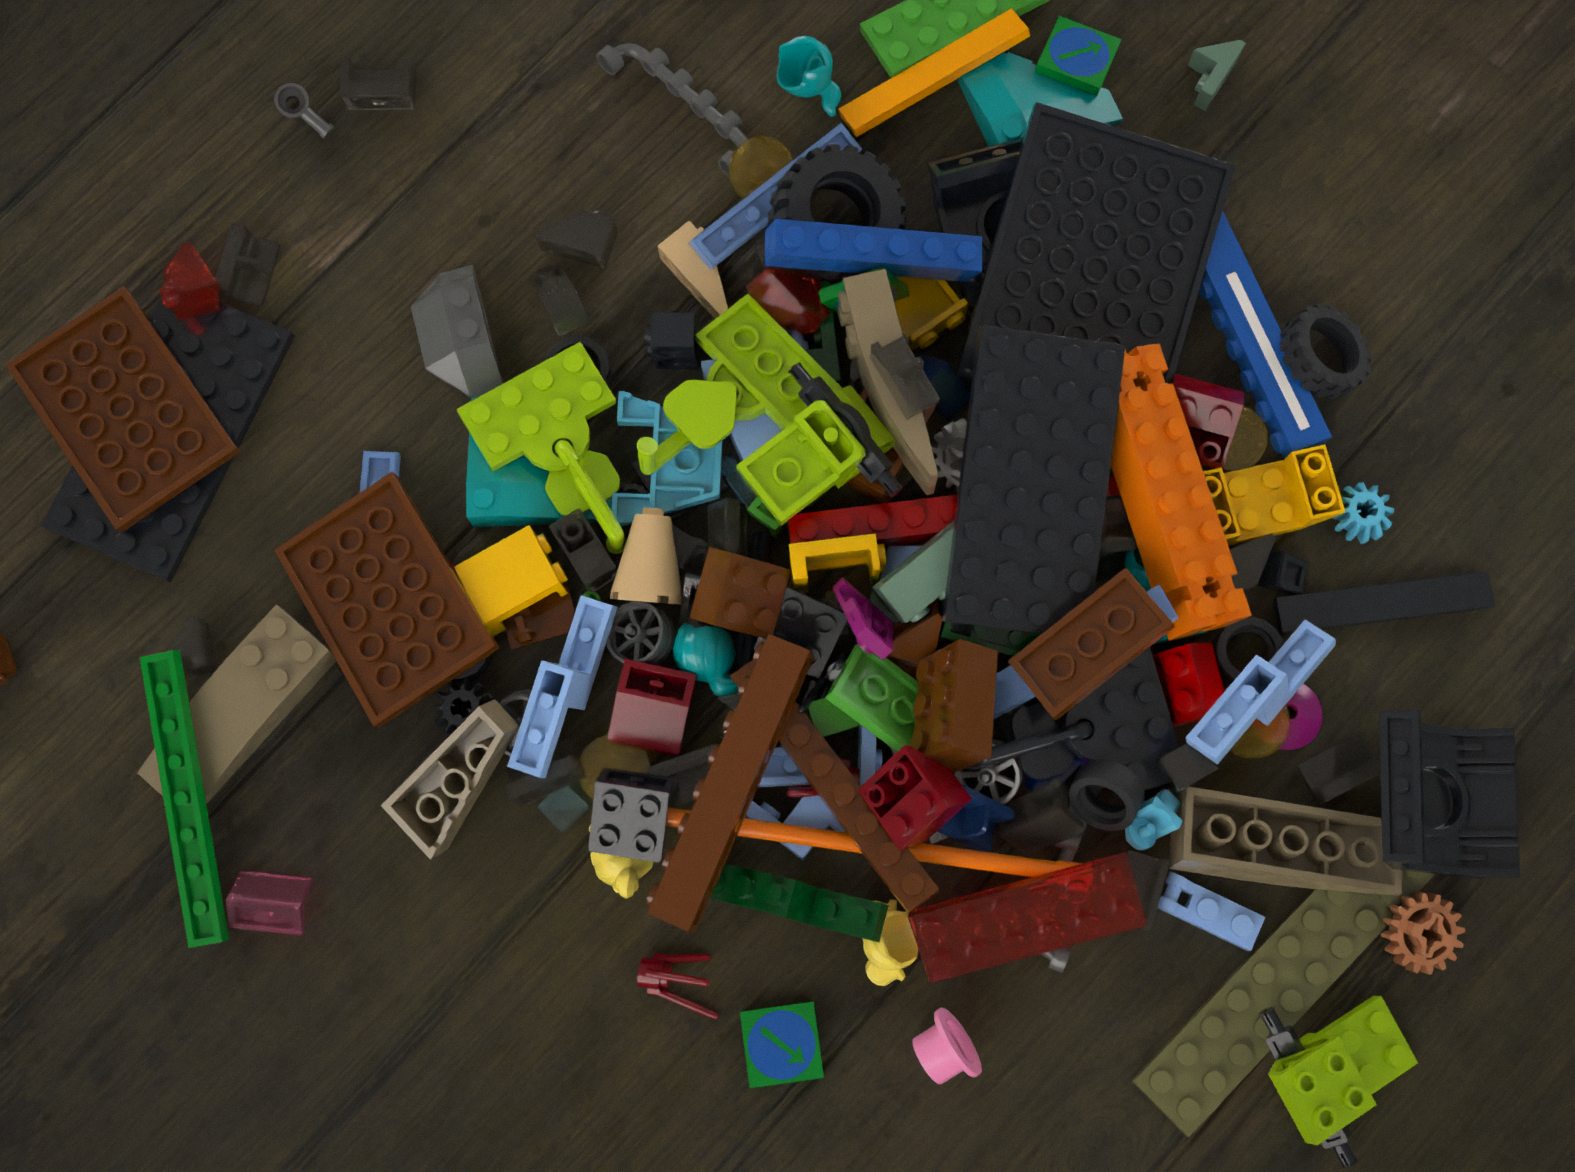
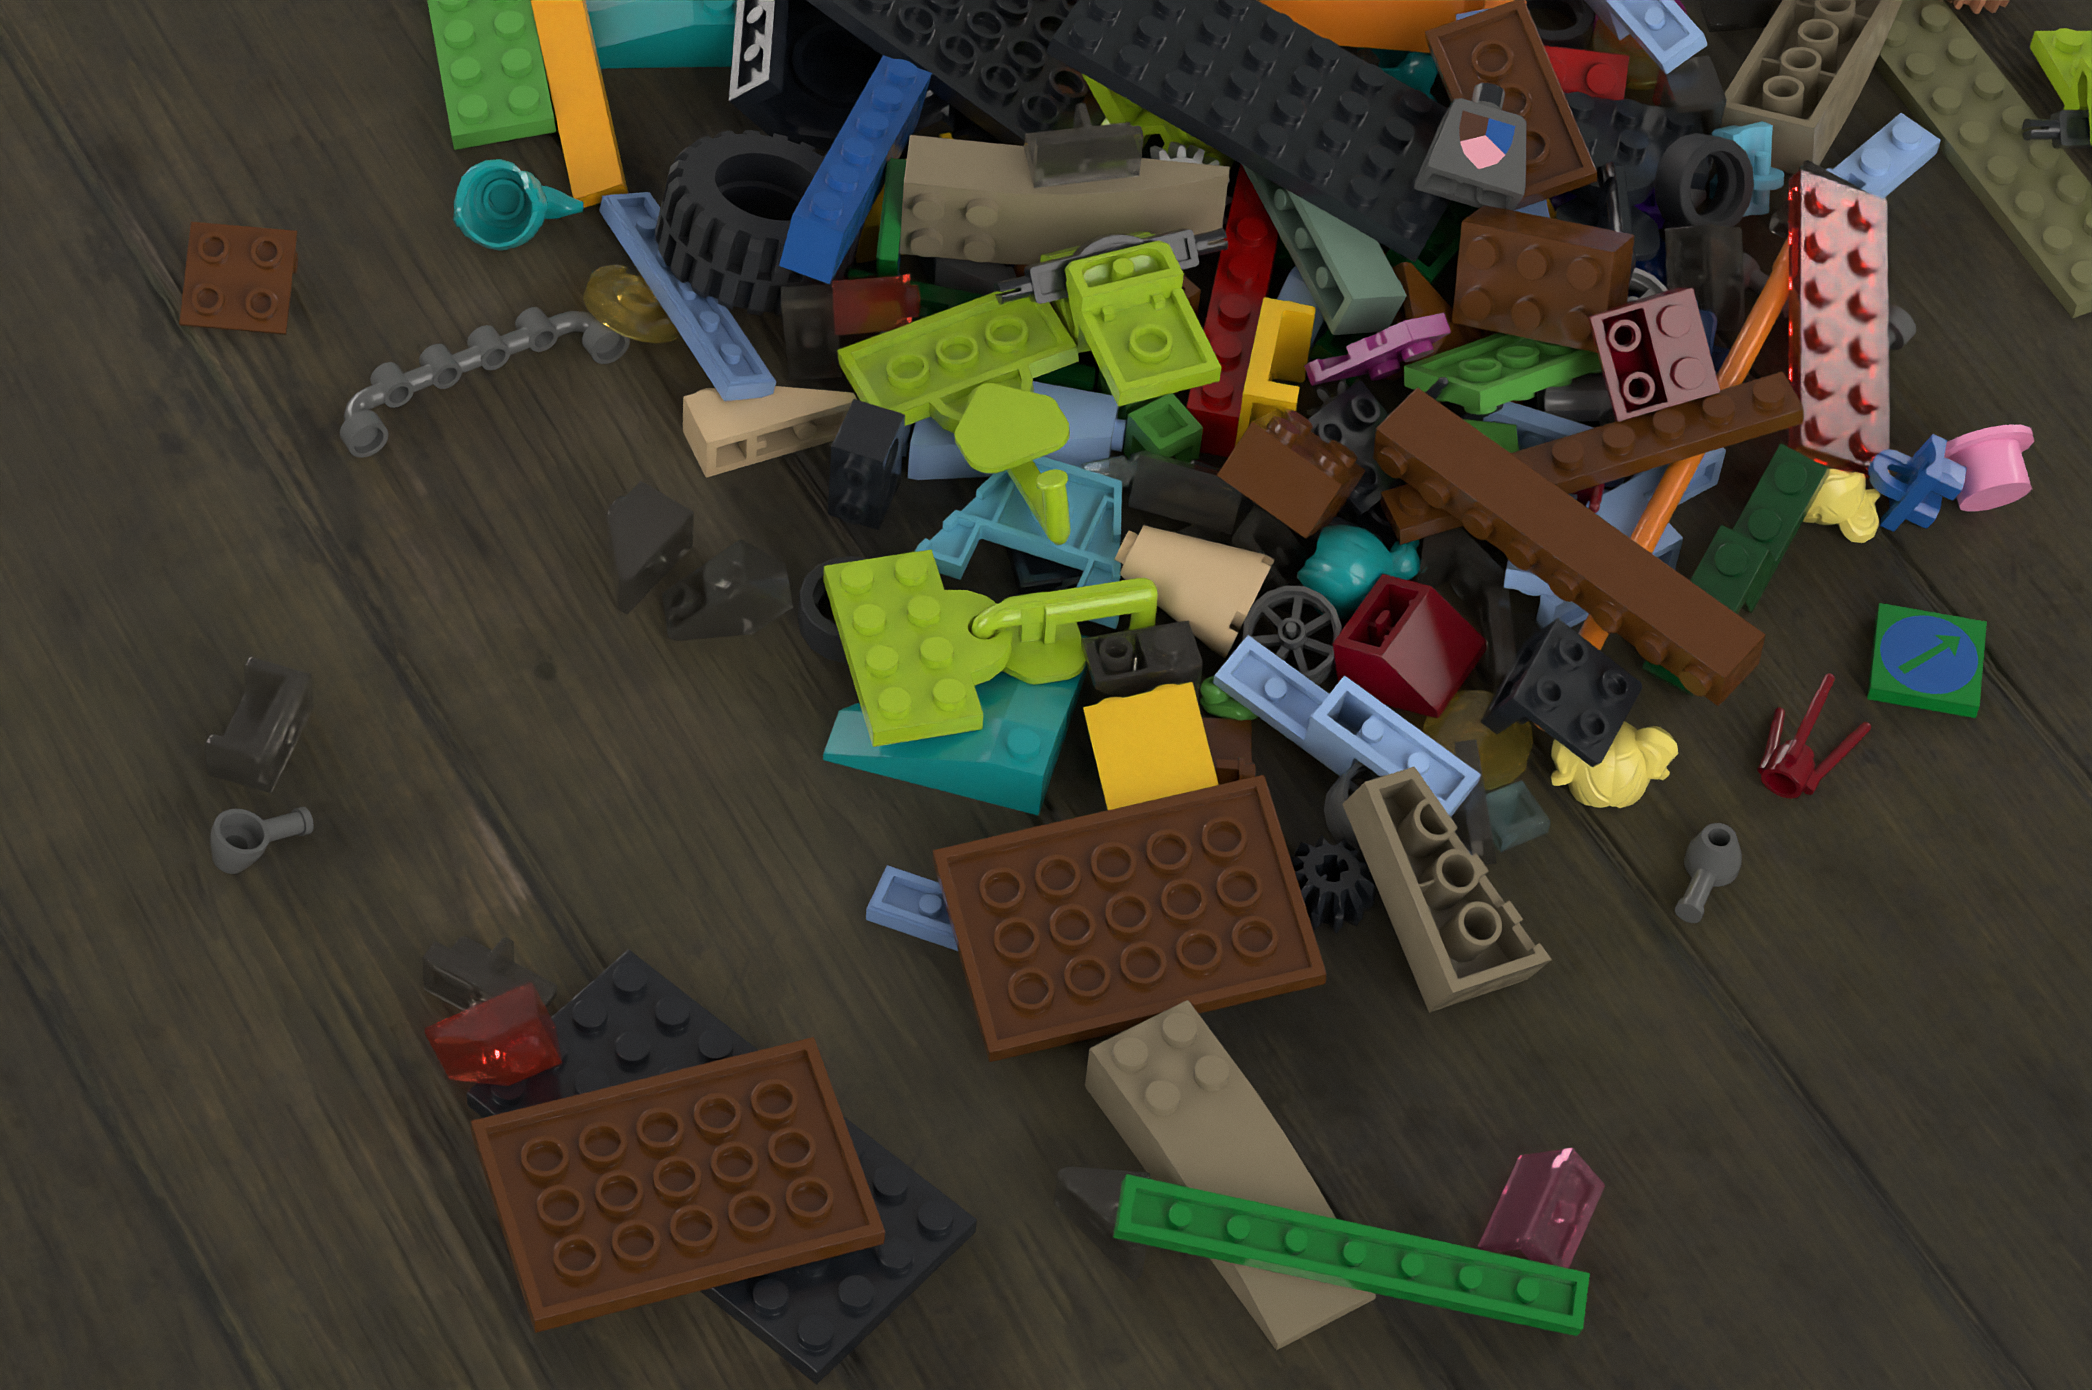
camera: 80 degrees left, 25 degrees down
(457, 333) = (724, 725): dark grey wedge -> none
(557, 940) = (1711, 861): none -> dark grey bar
(911, 1005) = (1915, 485): none -> blue hips
(1026, 631) = (1477, 153): none -> dark grey torso

